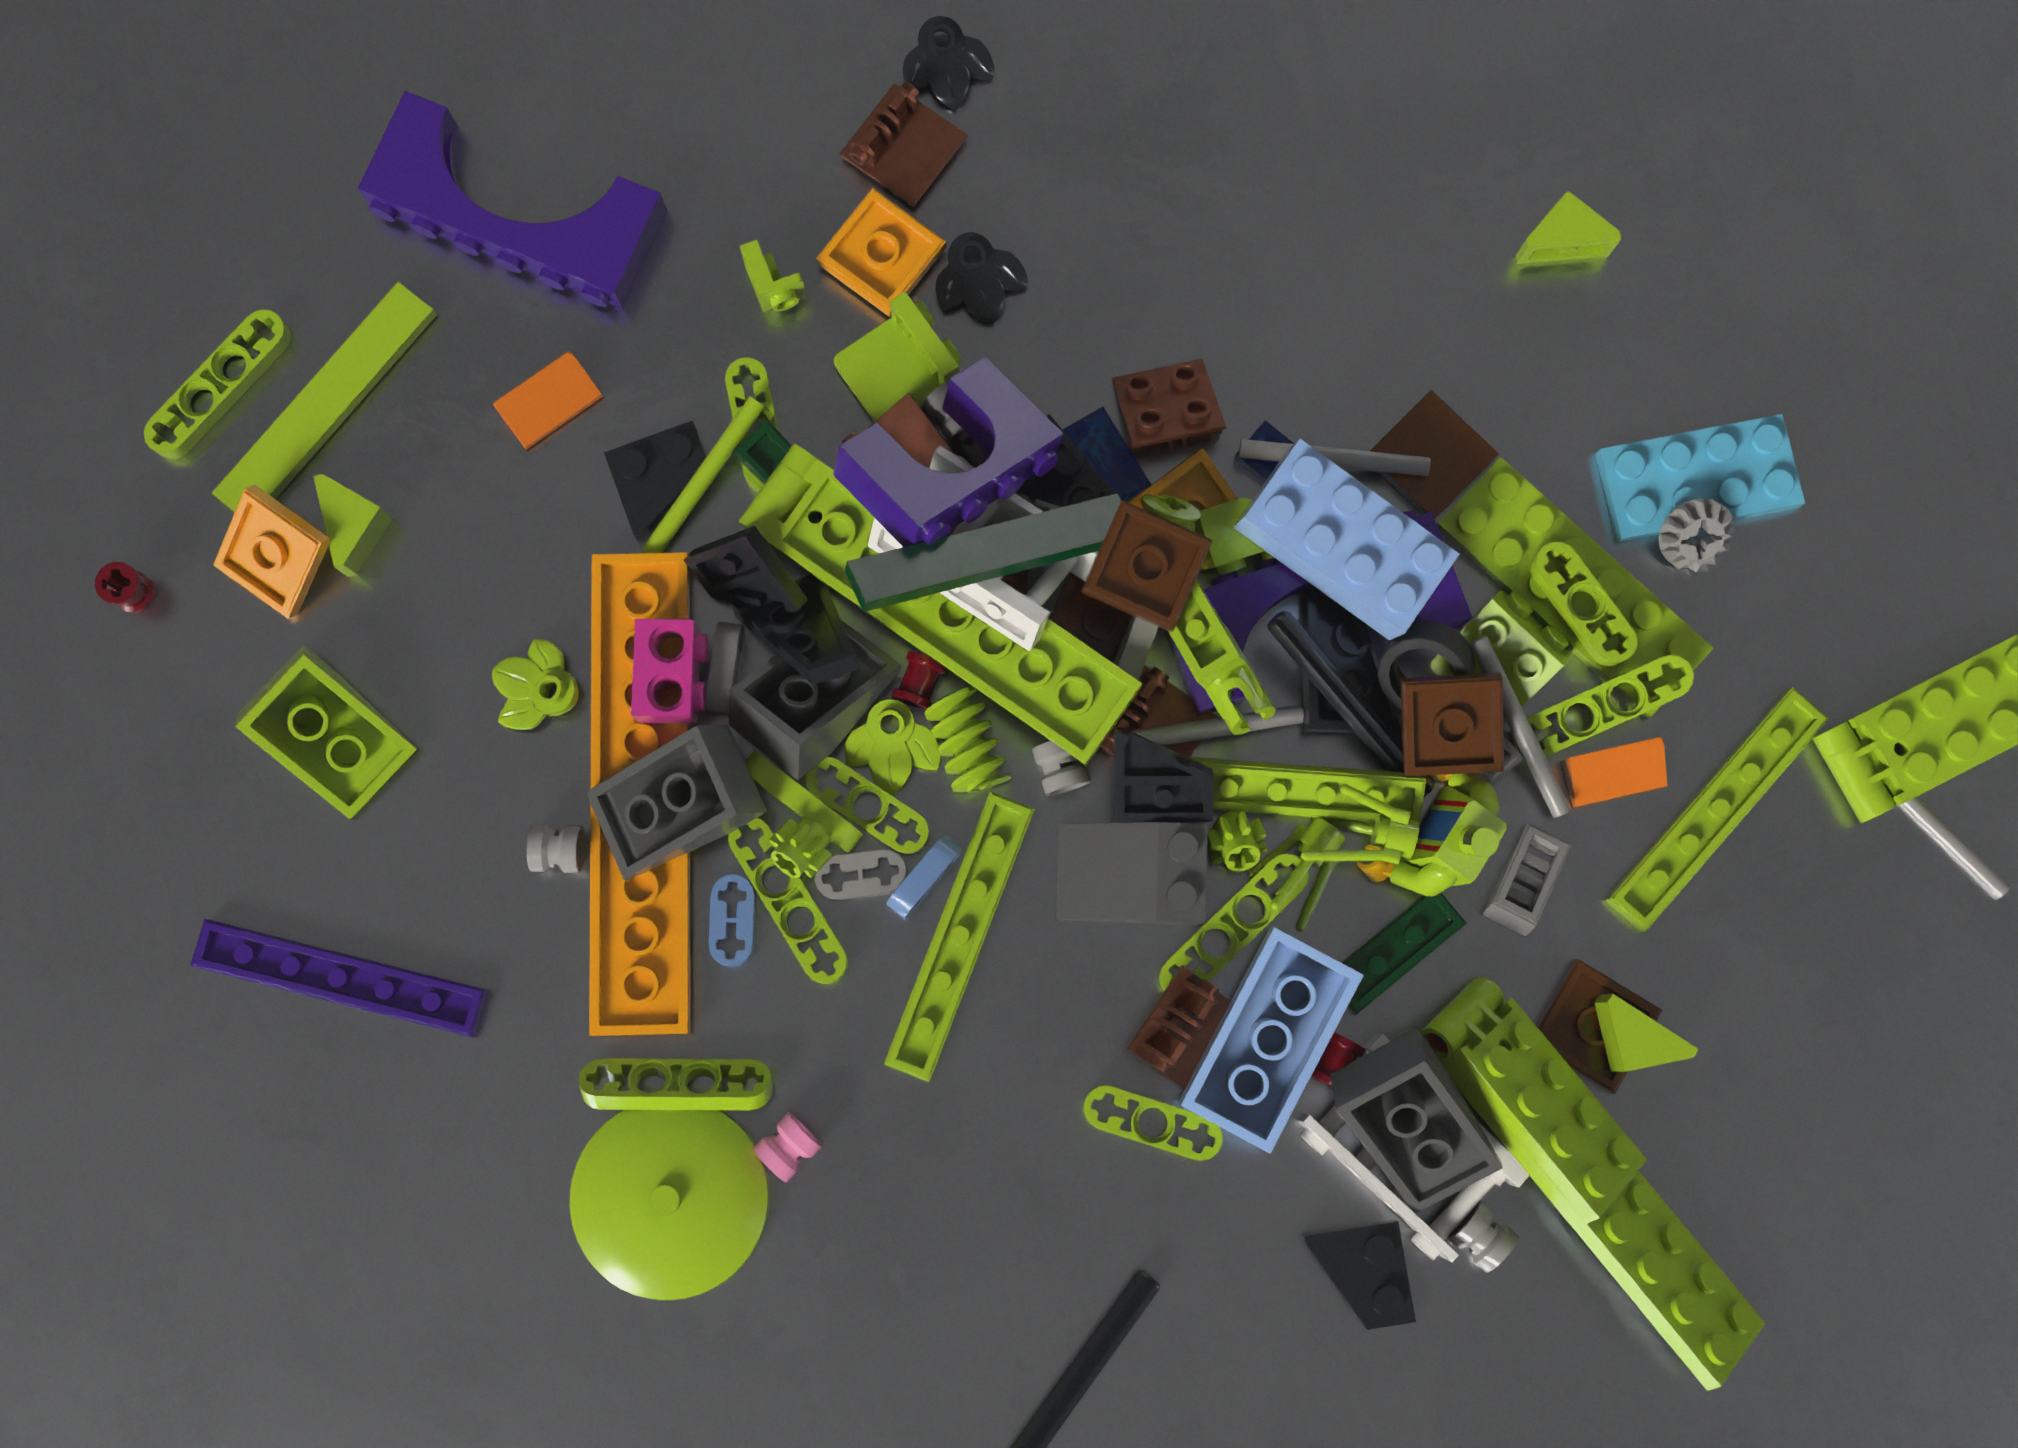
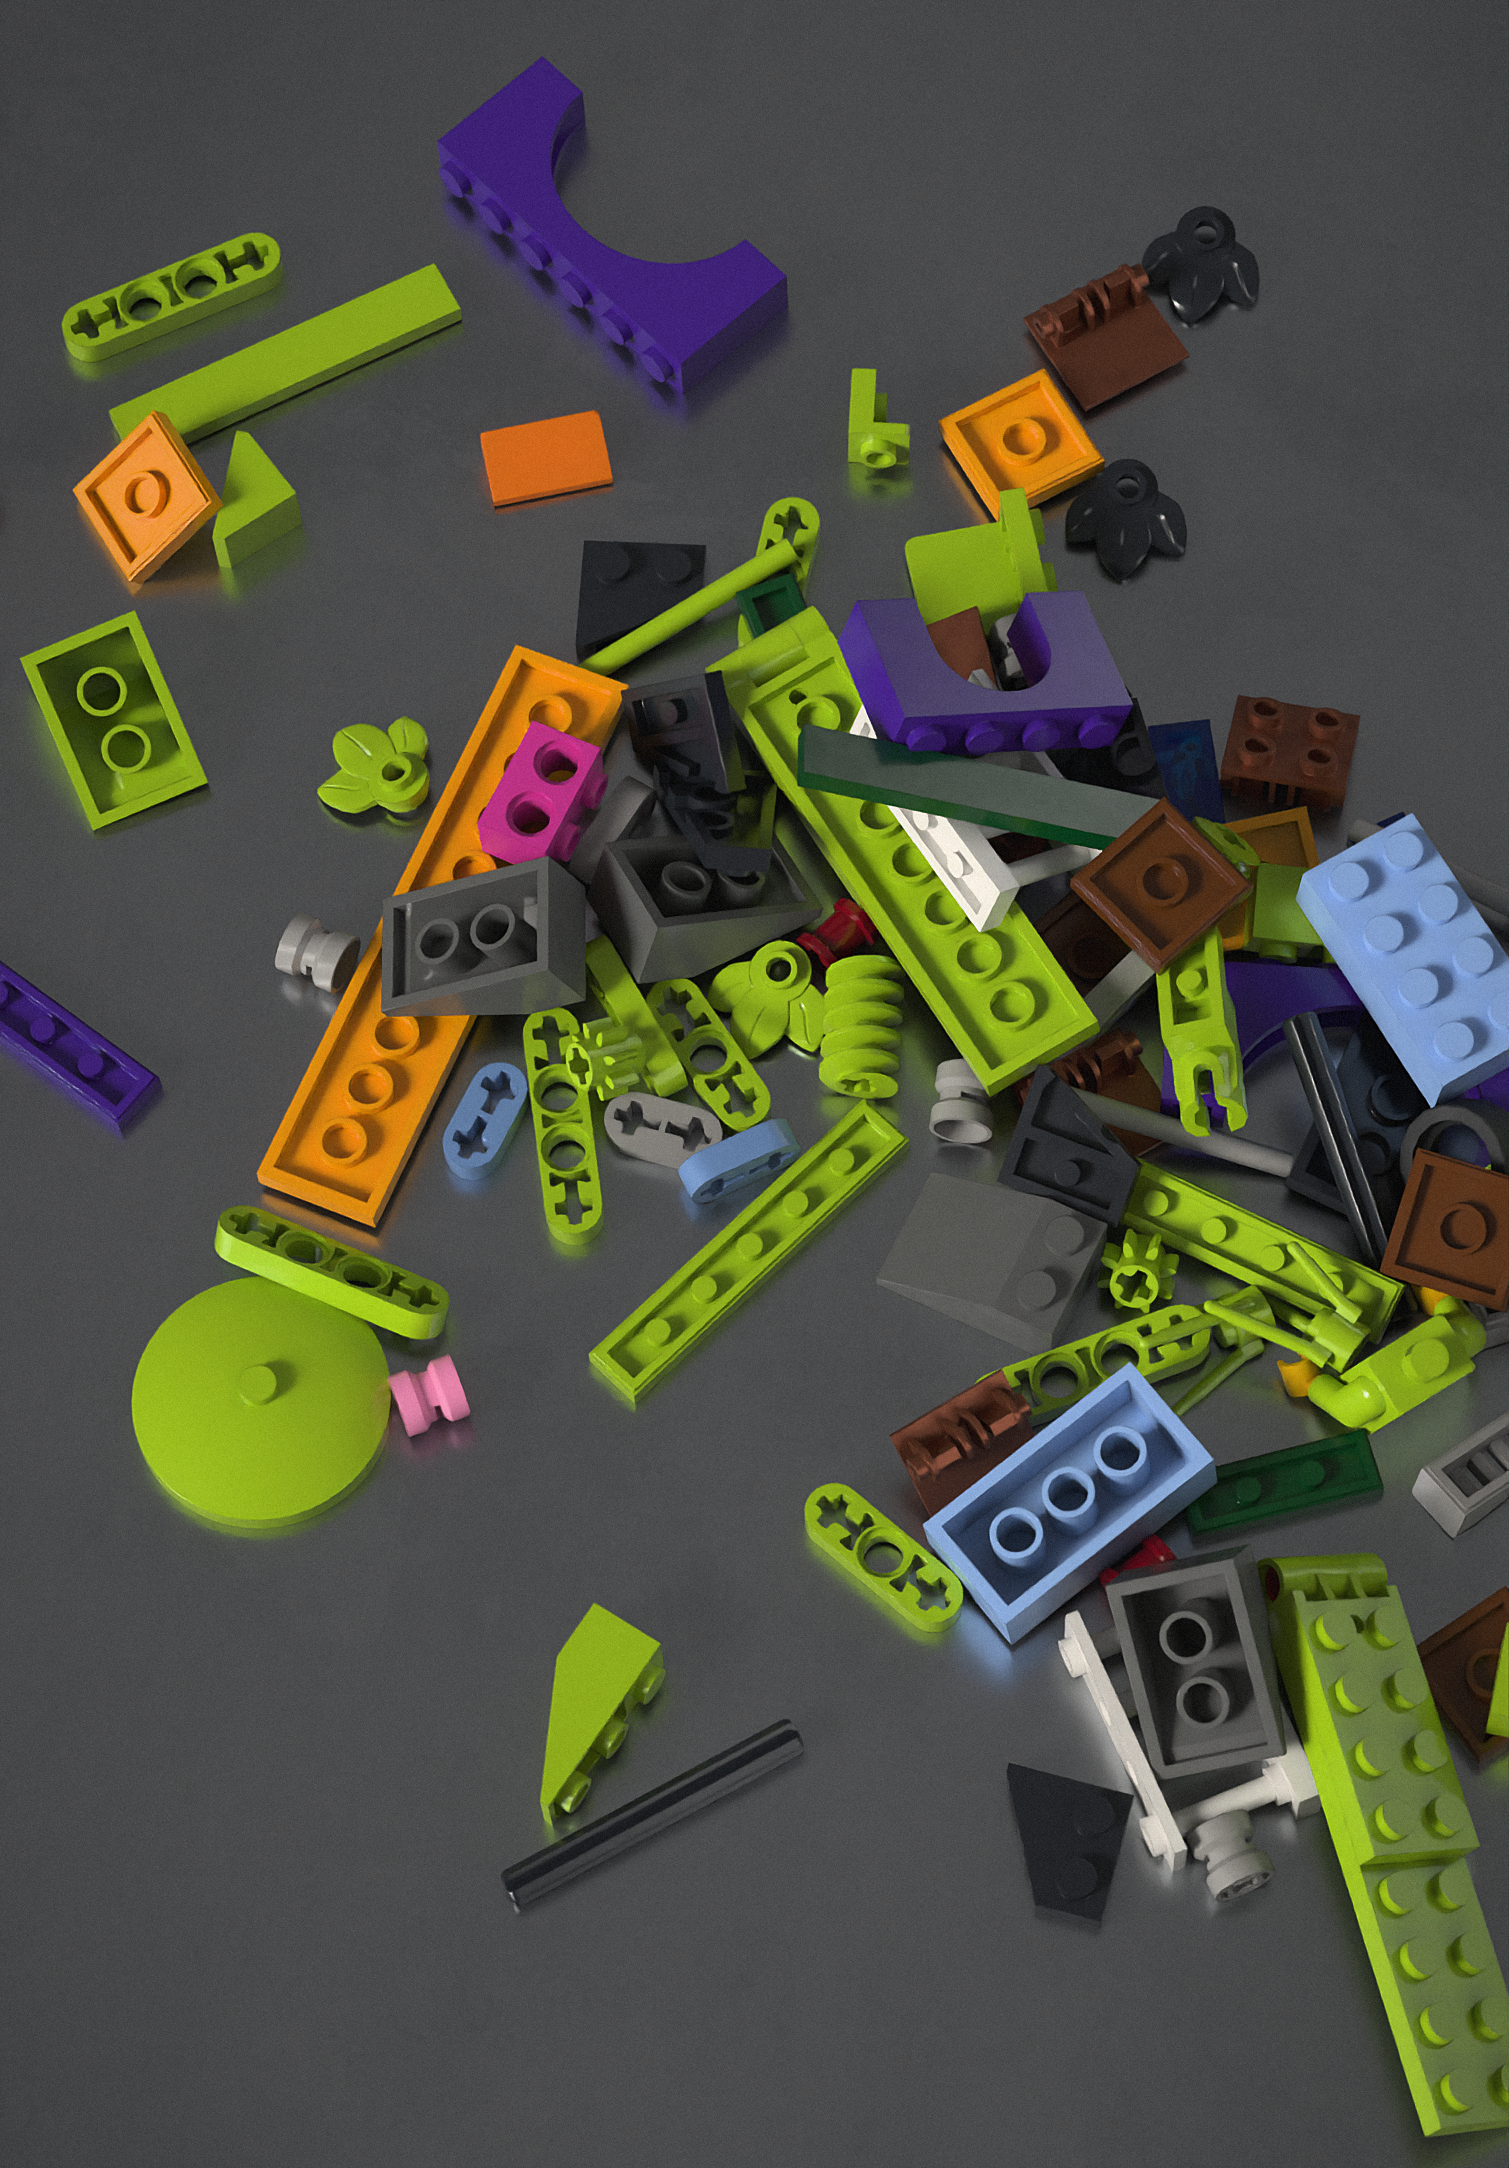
camera: 30 degrees right, 15 degrees down
(999, 1313) = (595, 1688): none -> lime slope

